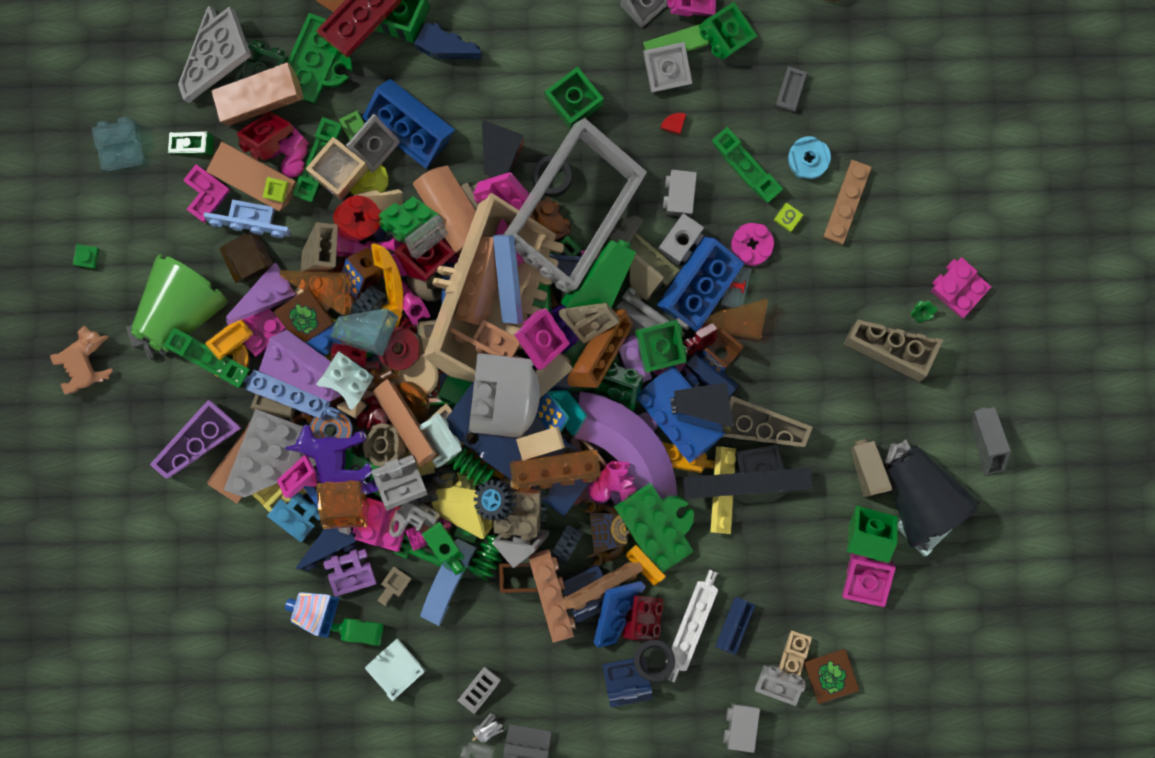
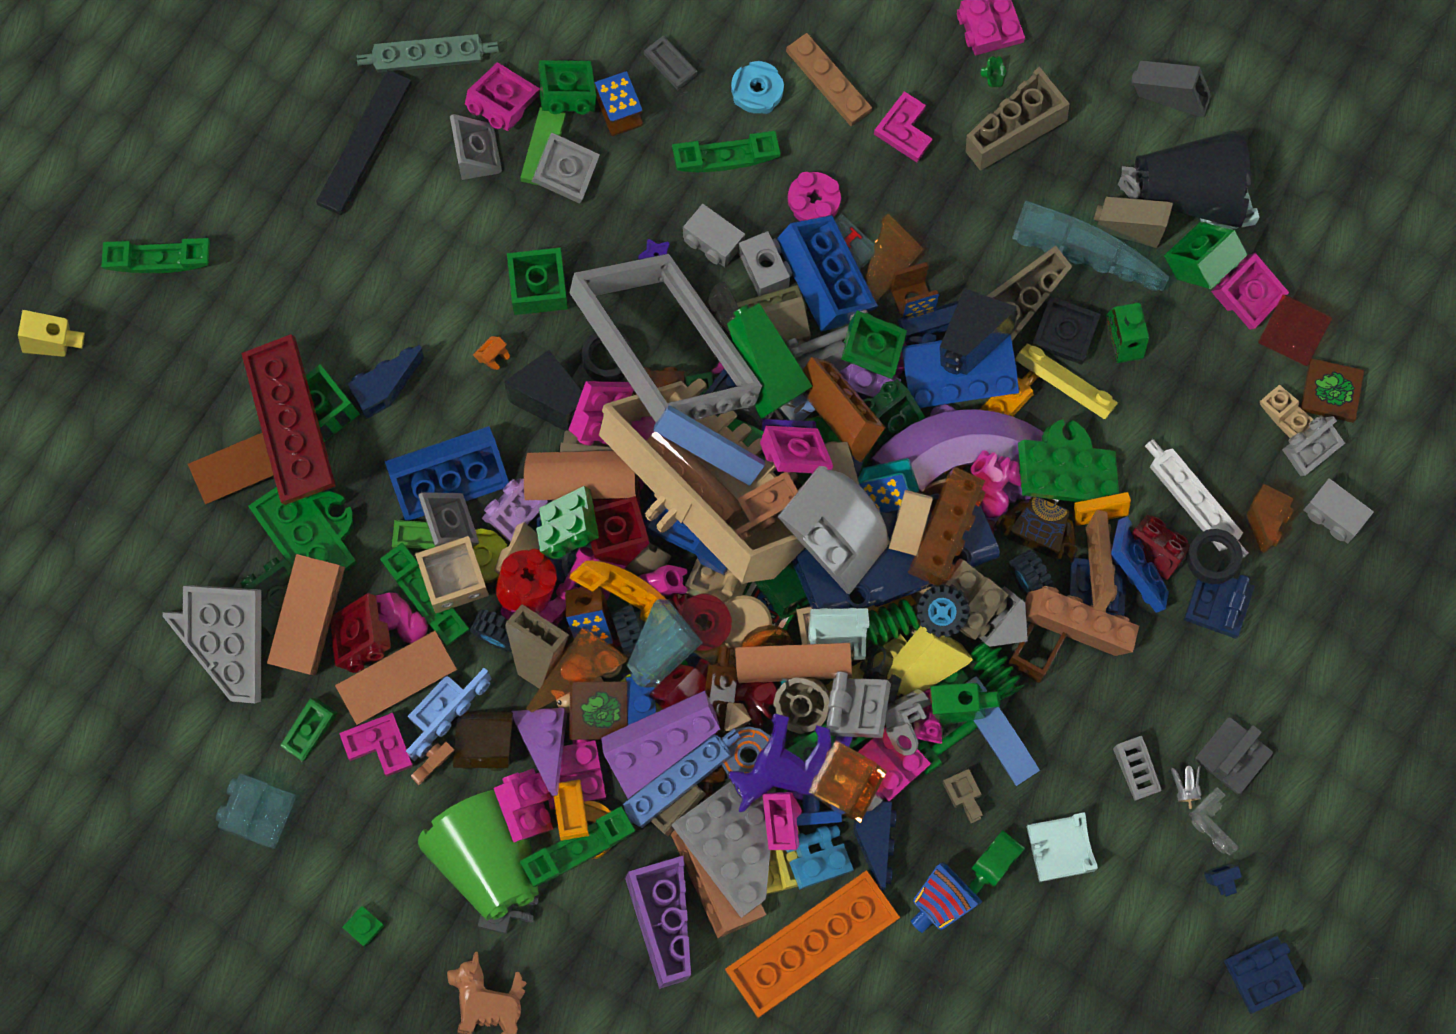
camera: 60 degrees left, 10 degrees down
(212, 307) = (523, 805): none -> dark pink plate
(216, 234) = (436, 756): none -> nougat plate
(237, 544) = (812, 944): none -> orange plate
(275, 189) = (431, 656): lime tile -> none
(318, 213) = (491, 629): none -> black wheel
(346, 379) = (706, 693): light aqua piece -> none
(352, 578) = (929, 836): medium lavender plate -> none
(403, 177) = (511, 509): none -> lavender bracket
(428, 239) = (600, 512): clear tile -> none
(508, 98) = (489, 350): none -> orange tile
(589, 320) = (803, 395): dark tan wing -> none
(648, 159) = (652, 248): none -> dark purple plate
(673, 123) = (630, 199): red tile -> none
(703, 338) = (887, 303): dark red plate -> none
(709, 680) = (1267, 514): none -> clear orange slope
(735, 625) = (1220, 455): dark blue piece -> none
(736, 73) = (618, 103): none -> piece
(747, 483) = (1075, 349): black tile -> none
(784, 512) = (1126, 327): none -> green torso
(788, 217) = (808, 145): lime tile -> none
(831, 444) = (1085, 245): none -> clear light blue slope
(838, 270) = (898, 128): none -> dark pink plate
(857, 626) = (1295, 329): none -> clear red plate

